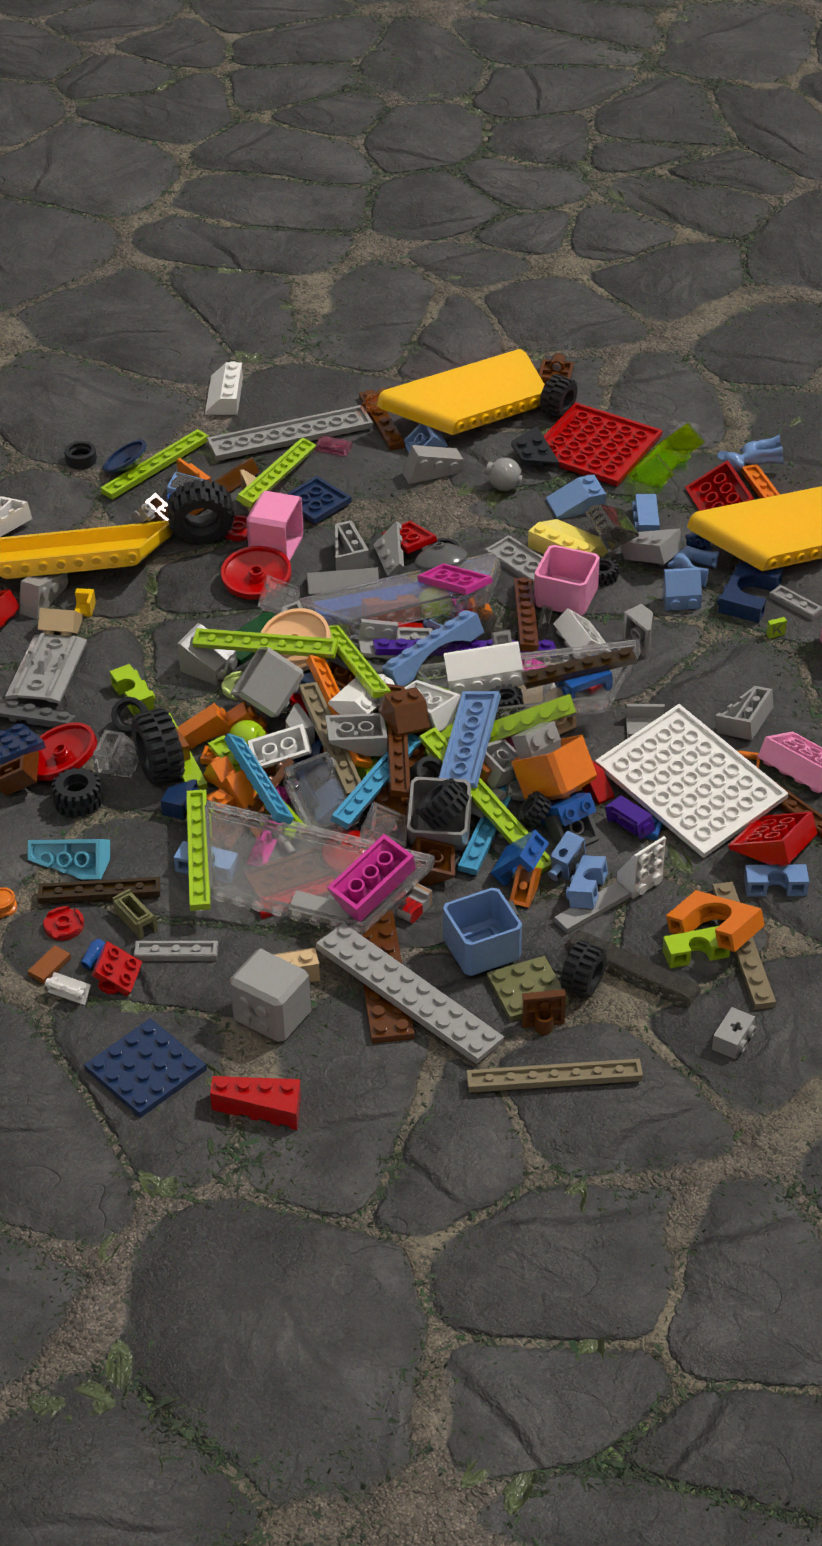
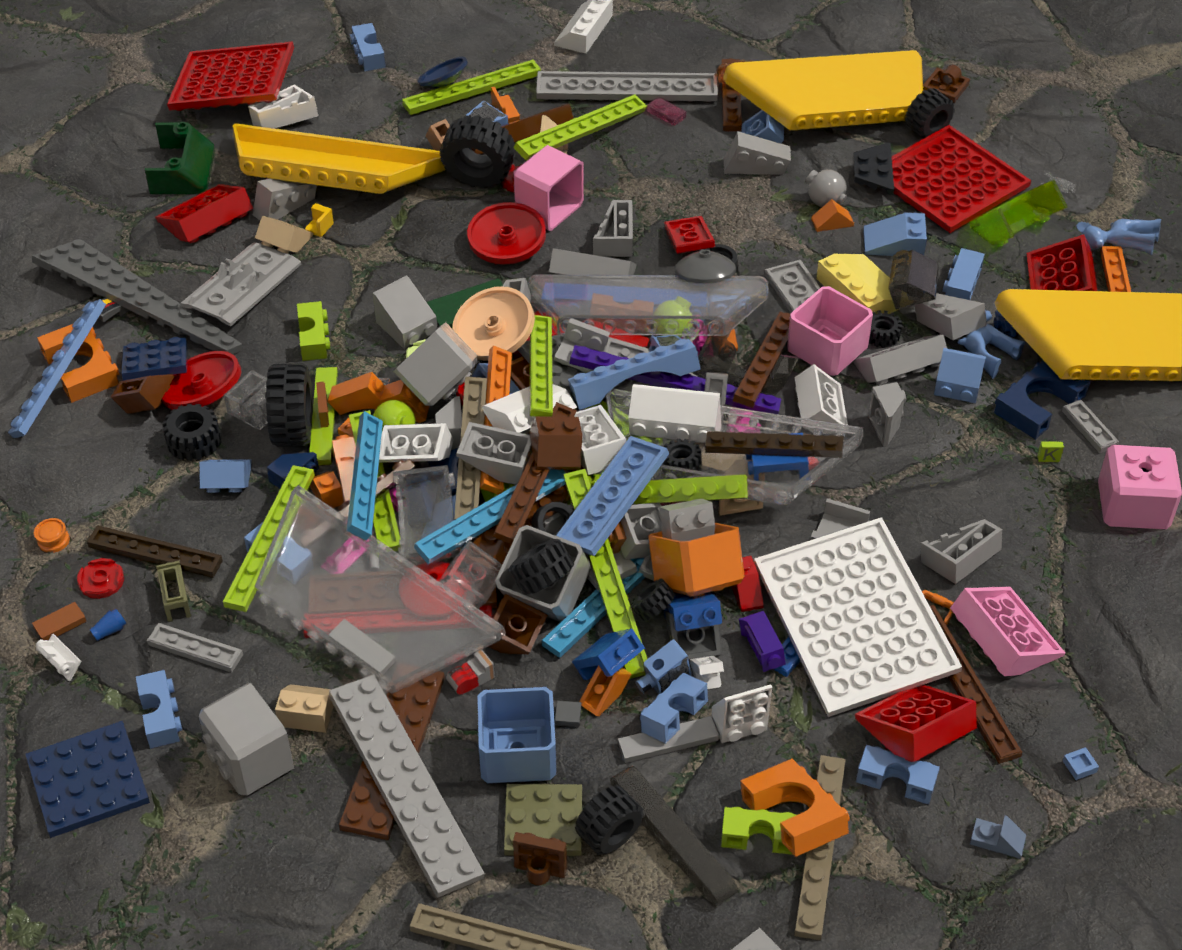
camera: 20 degrees right, 5 degrees up
(36, 448) = (366, 48): none -> medium blue arch
(72, 856) = (151, 505): medium azure wedge -> none
(80, 462) = (403, 51): black tyre -> none
(116, 970) = (116, 652): red plate -> none
(118, 707) = (283, 346): black tyre -> none
(125, 816) = (225, 474): none -> medium blue slope
(142, 514) = (424, 139): light grey hinge -> none
(186, 1010) = (160, 725): none -> medium blue arch
(253, 641) = (460, 318): lime plate -> none
(258, 1098) = (179, 861): red wedge -> none
(277, 594) = (513, 263): clear slope -> none
(320, 499) = (614, 167): dark blue plate -> none
(372, 877) = (421, 632): dark pink slope -> none
(389, 550) = (659, 244): light grey wing -> none
(455, 579) = (698, 298): dark pink tile -> none
(516, 497) = (831, 217): none -> orange slope
(600, 848) = (707, 670): none -> white slope
(630, 589) = (901, 359): none -> light grey slope

